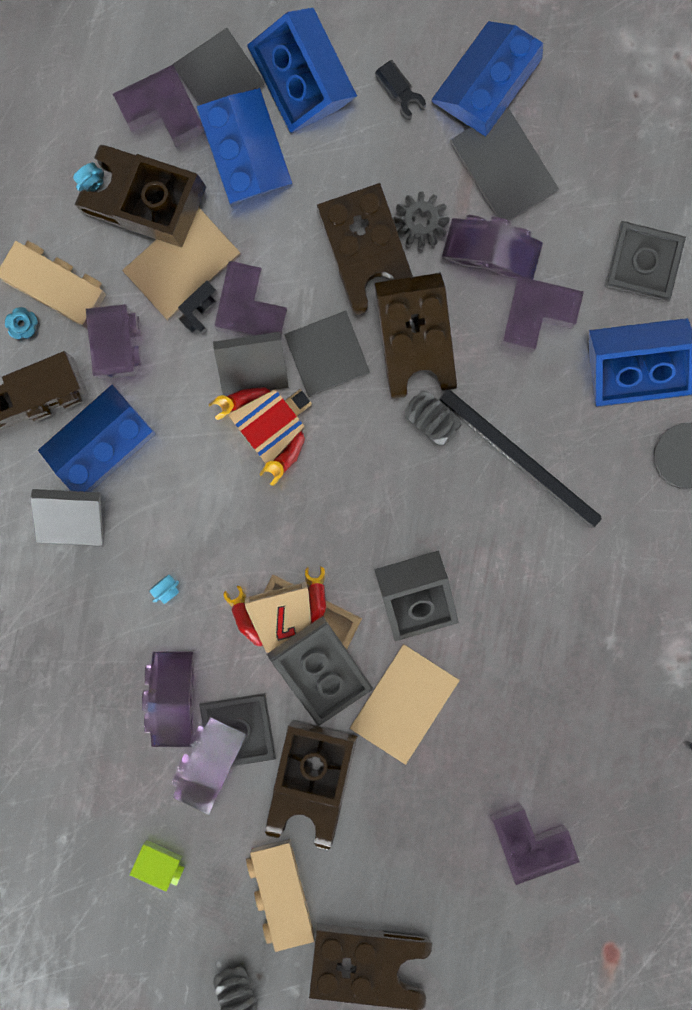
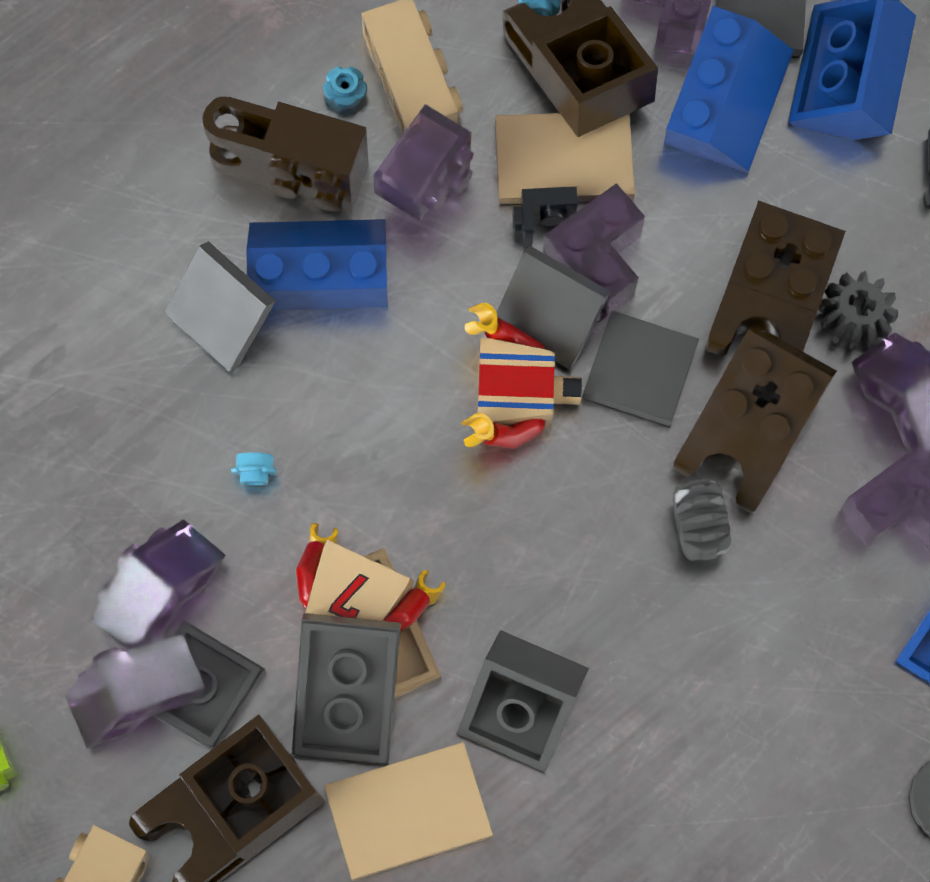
camera: 40 degrees right, 15 degrees down
(520, 459) = (764, 650): black tile -> none

